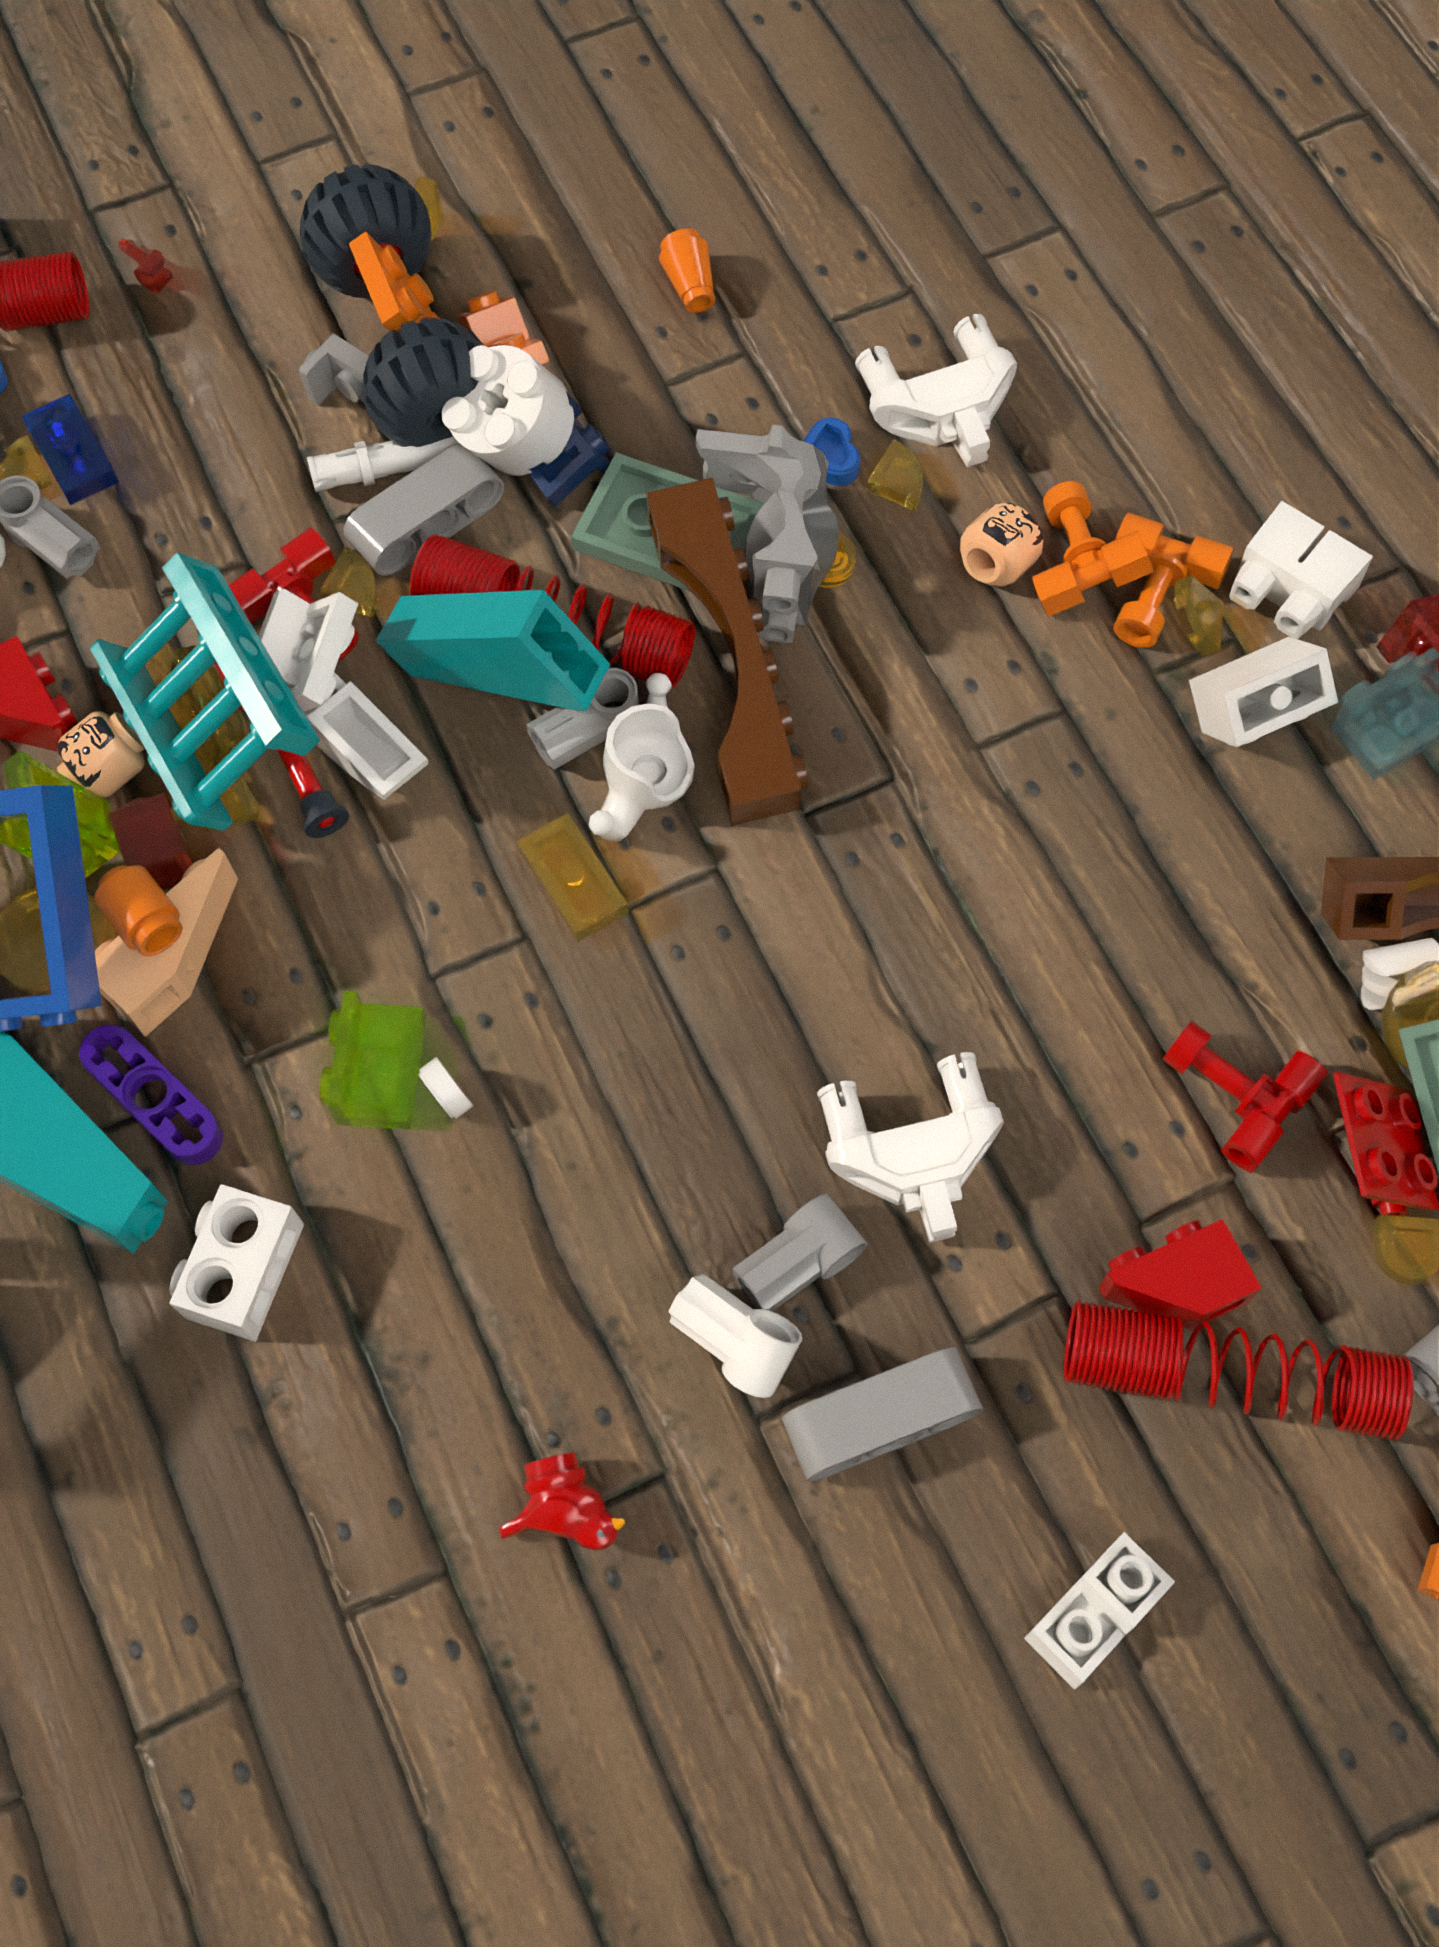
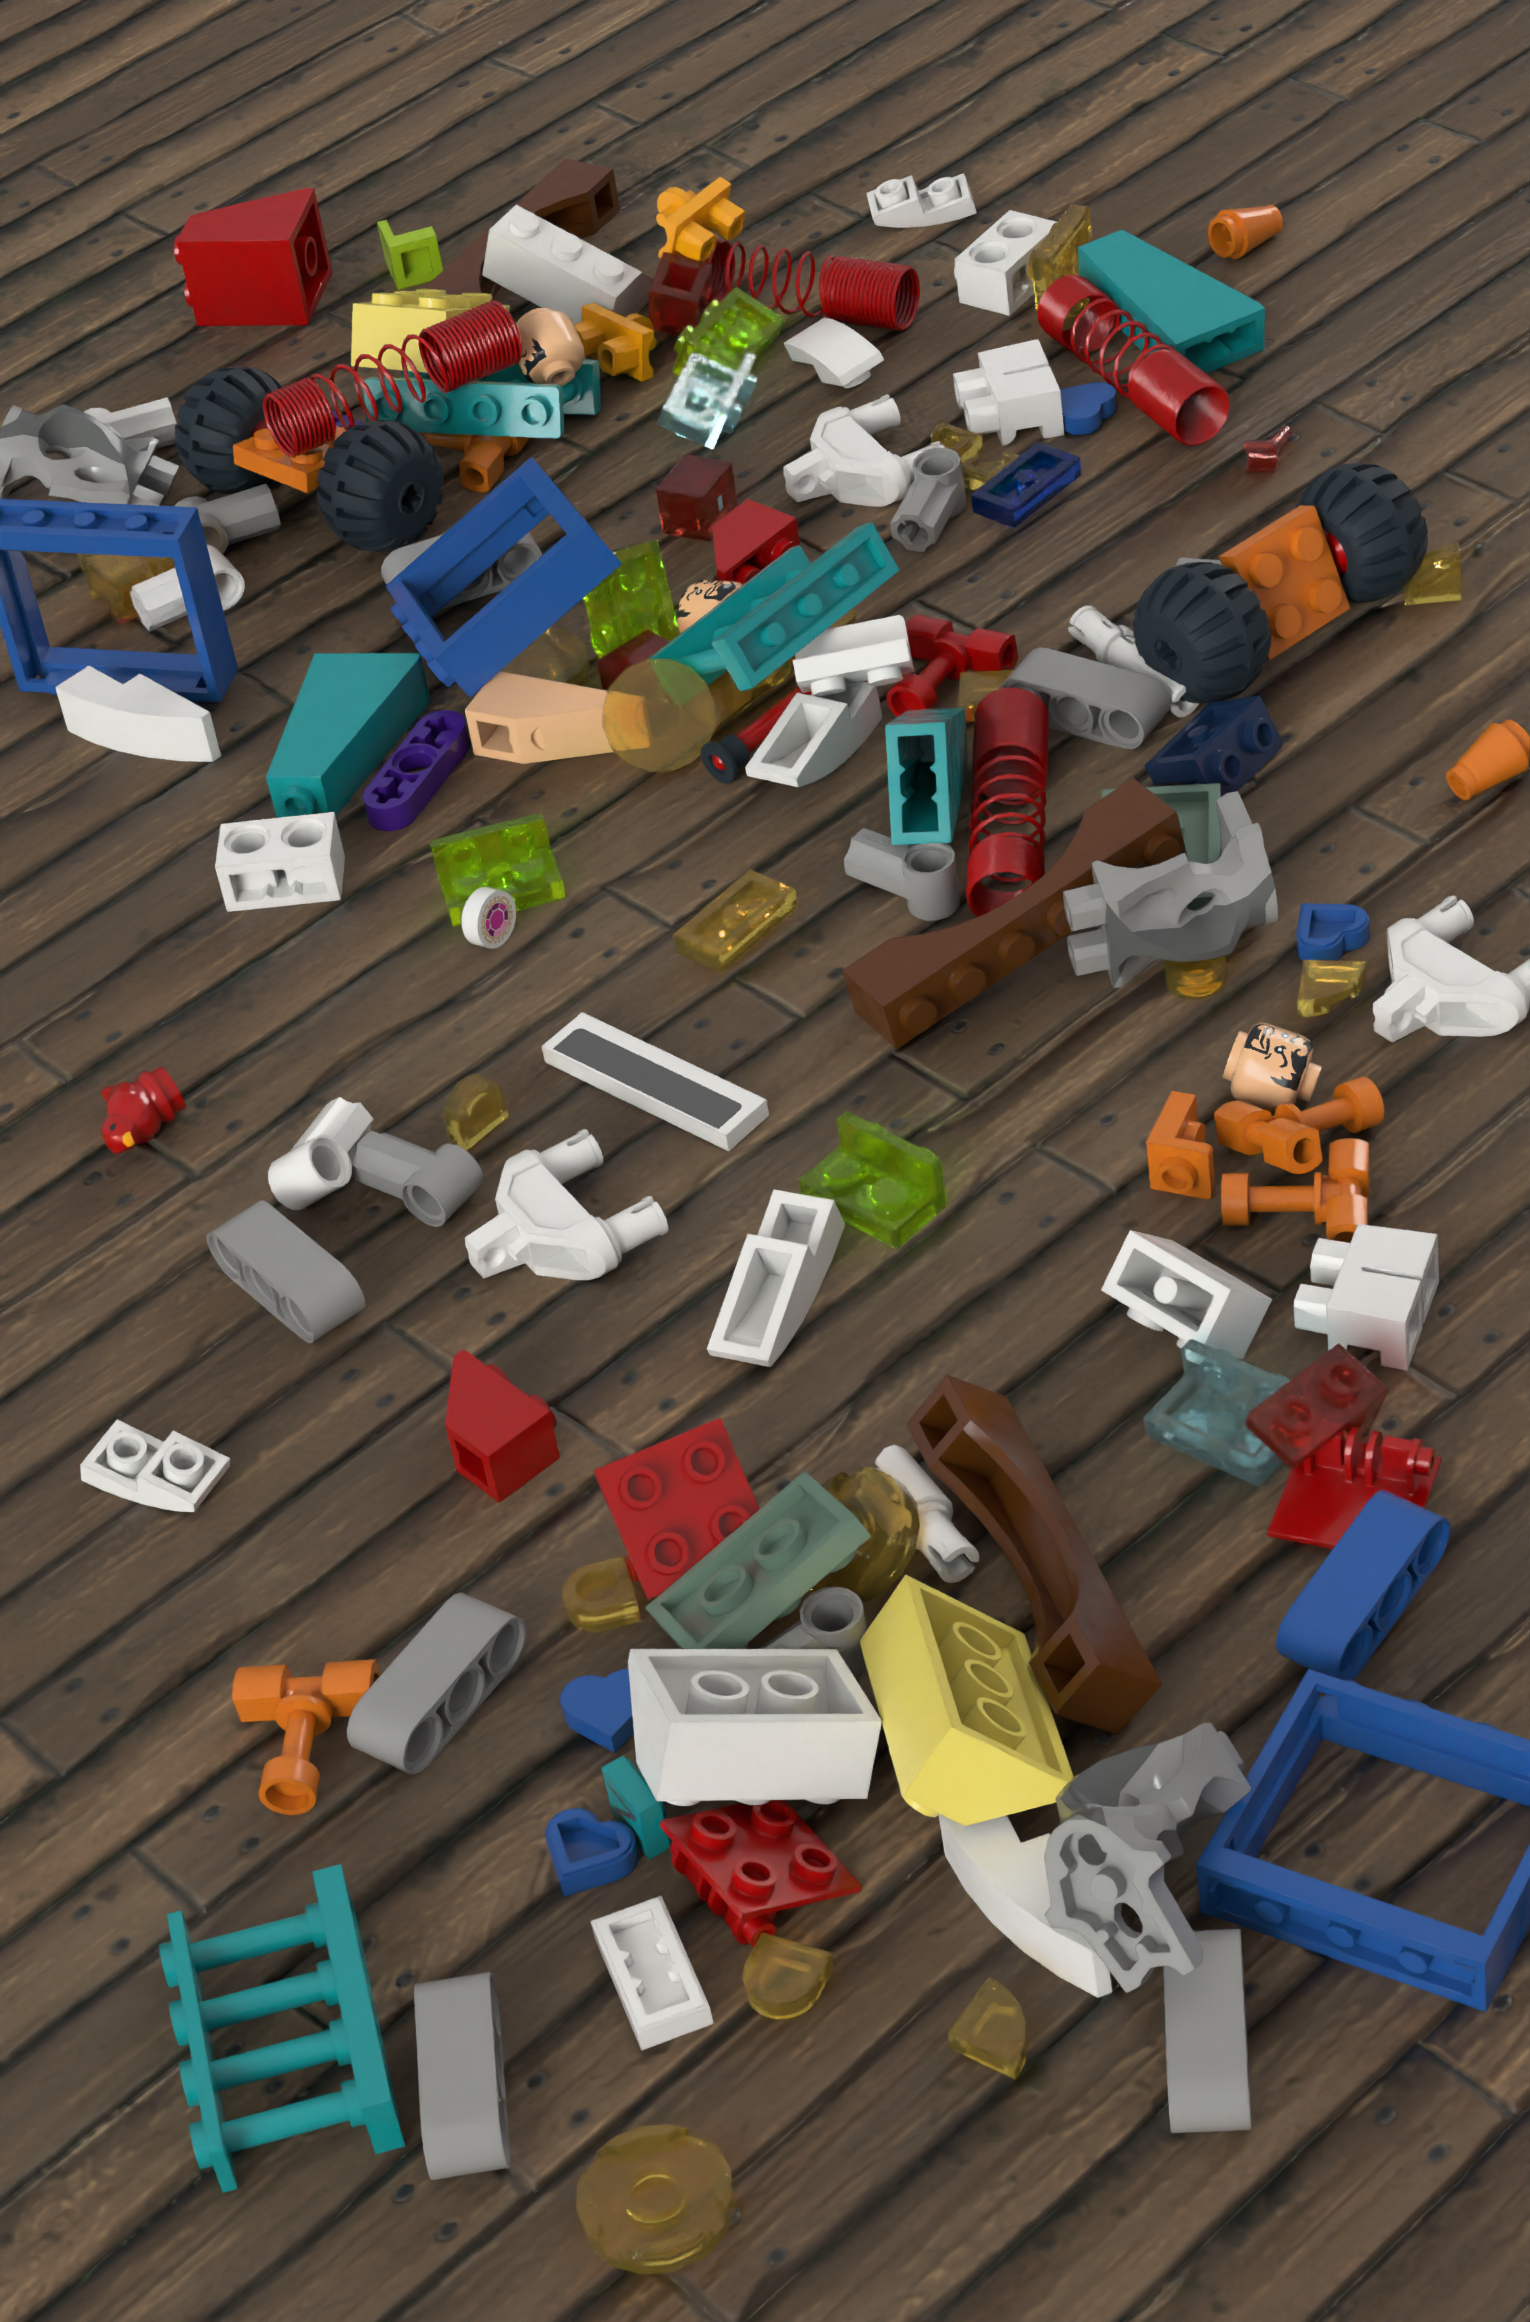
camera: 75 degrees right, 25 degrees down
(138, 909) = (550, 664): orange brick -> none
(249, 845) = (658, 715): none -> clear yellow tile
(500, 323) = (1324, 675): orange slope -> none
(513, 414) = (1199, 684): white brick -> none
(643, 763) = (865, 904): white piece -> none
(731, 1178) = (474, 1110): none -> clear yellow tile
(752, 1013) = (655, 1081): none -> tile
(989, 876) = (879, 1181): none -> clear neon green bracket
(1061, 645) = (1178, 1152): none -> orange bracket
(1089, 990) = (777, 1278): none -> white slope
(1146, 1358) = (401, 1423): red piece -> none
(1203, 612) = (1275, 1239): clear yellow tile -> none
(1262, 1103) = (742, 1370): red bar -> none

